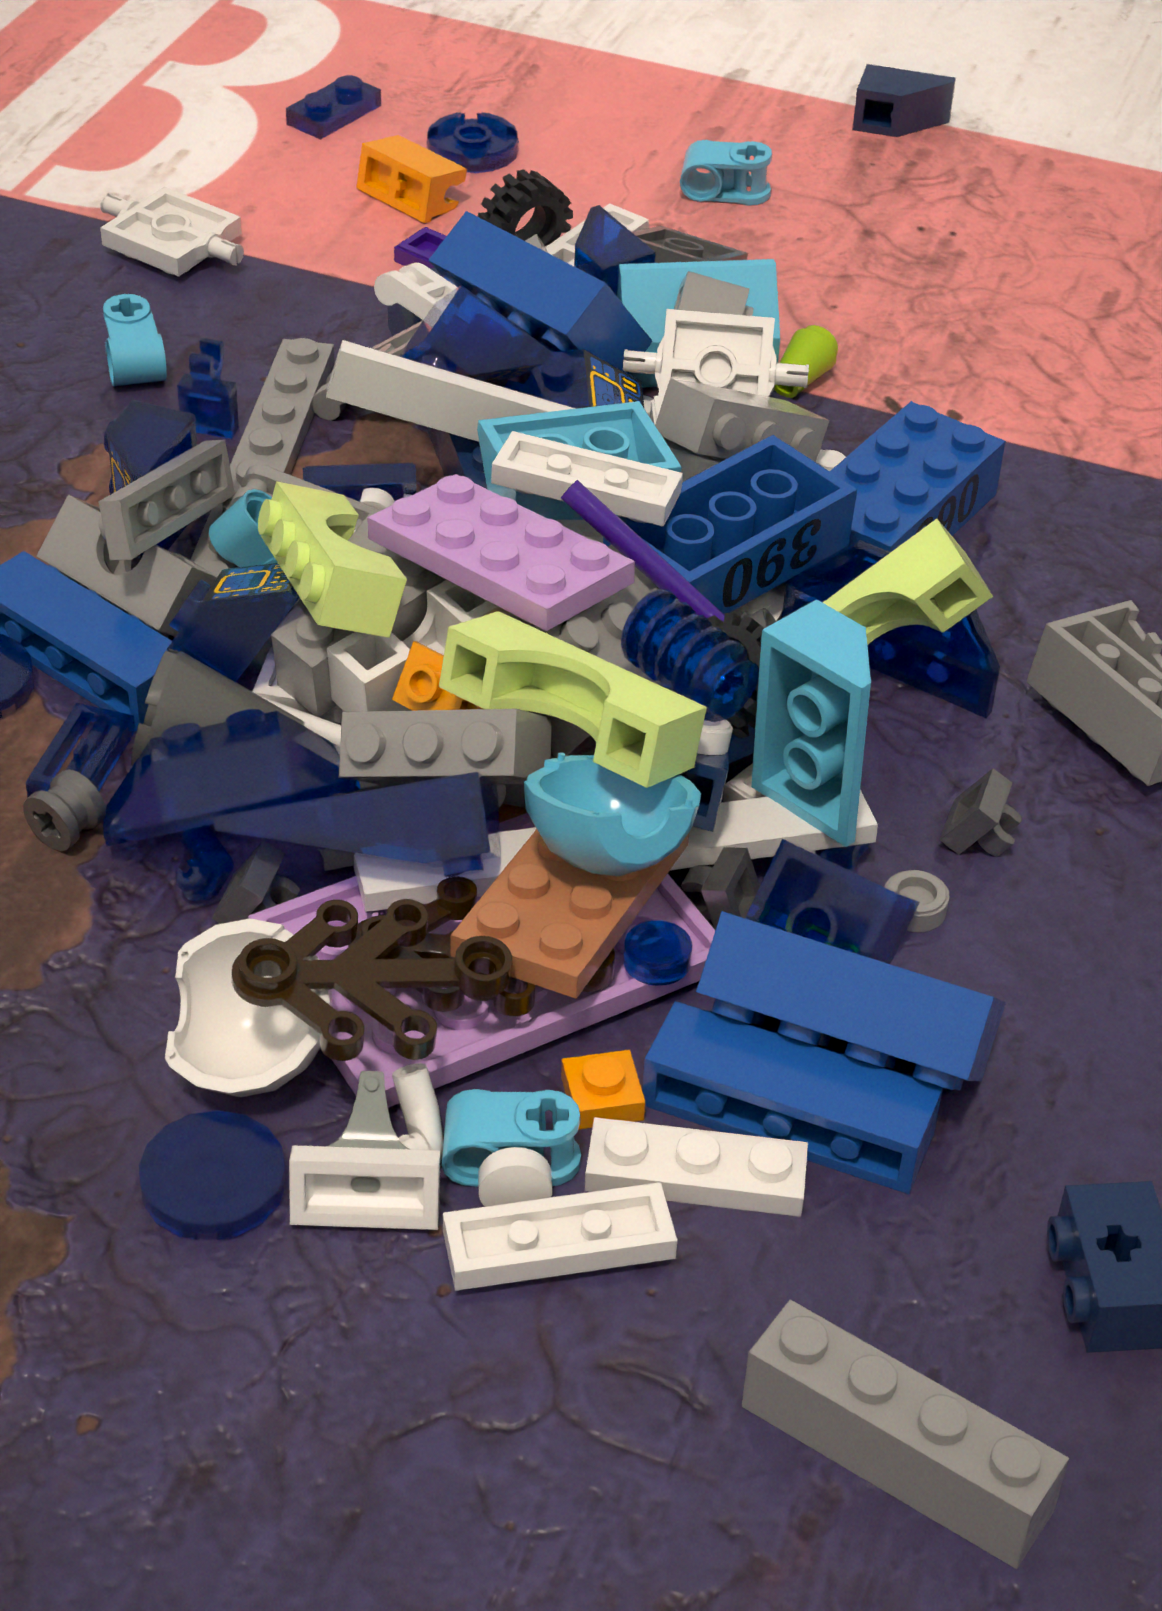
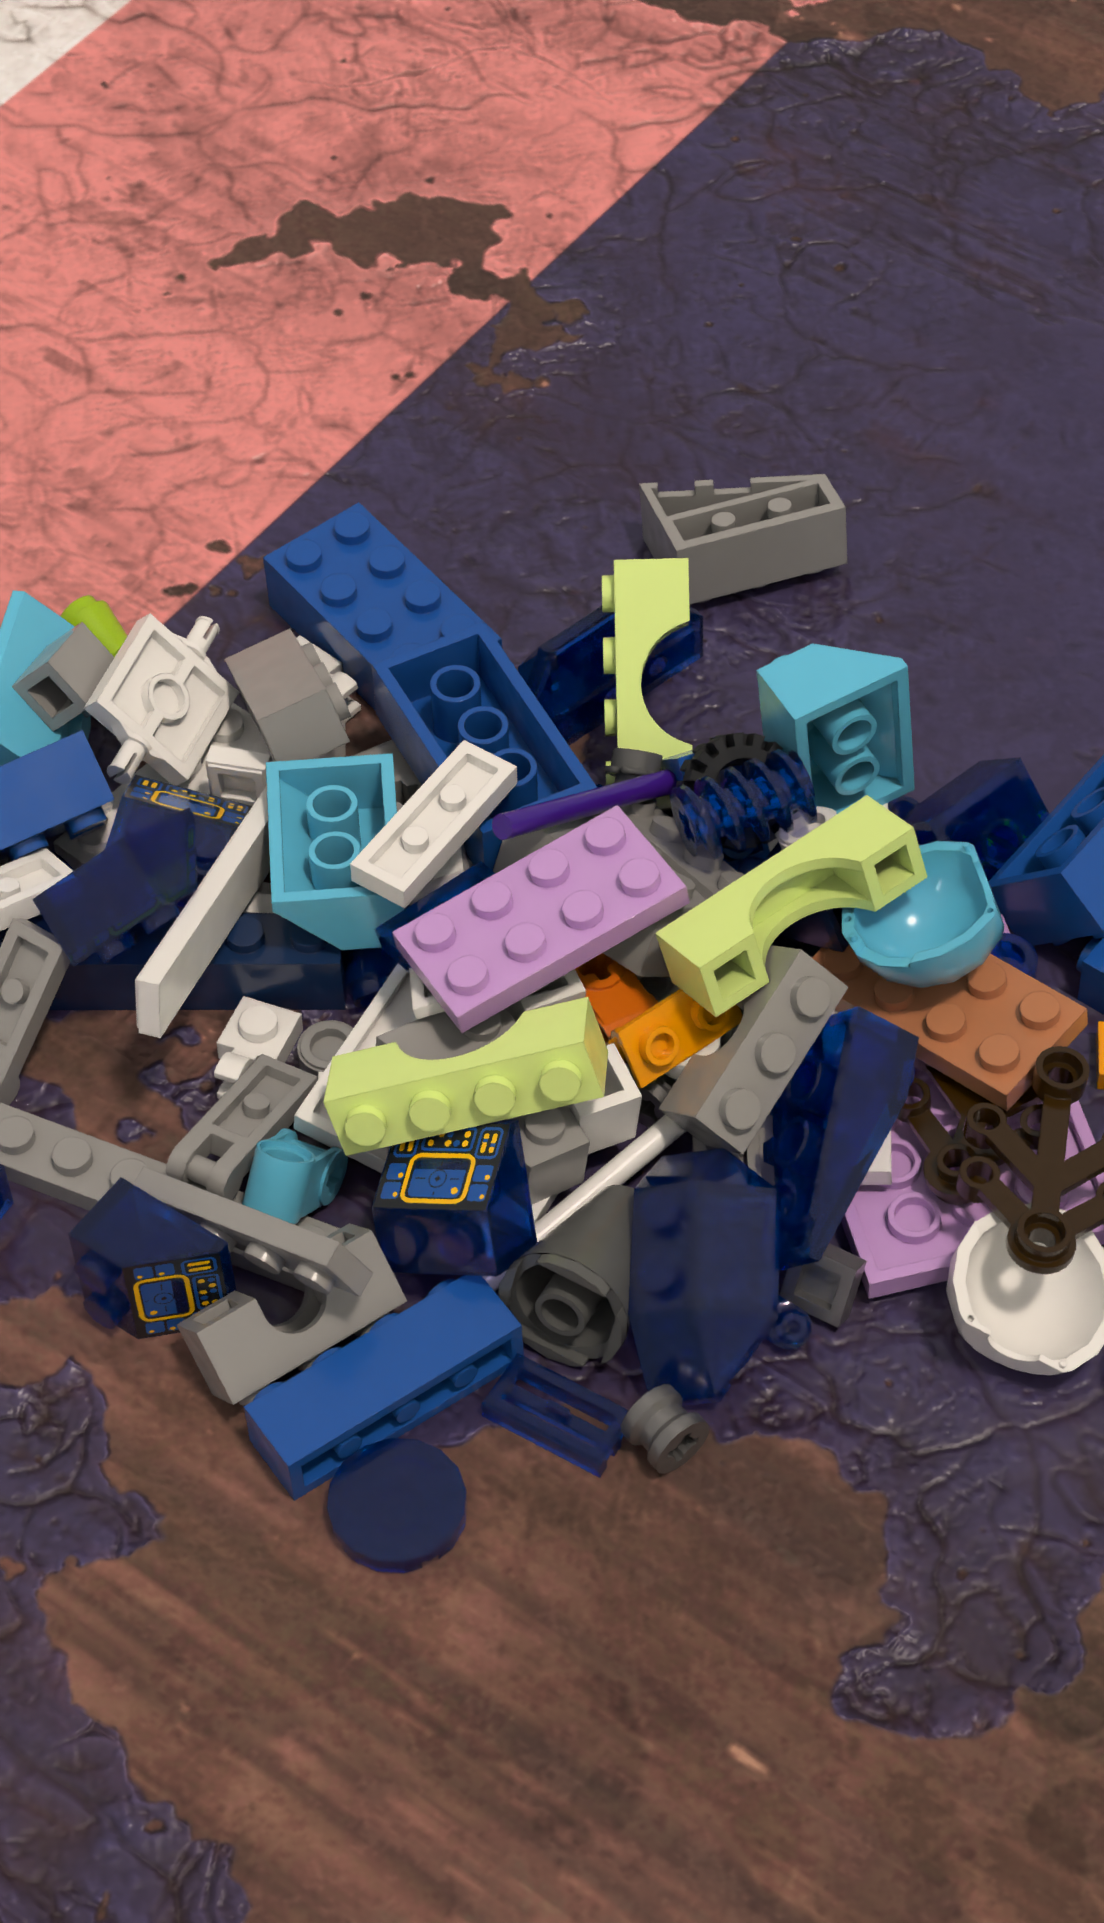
camera: 70 degrees left, 10 degrees up
(352, 479) = (192, 1078): clear blue tile -> none
(930, 893) = (940, 765): light grey tile -> none

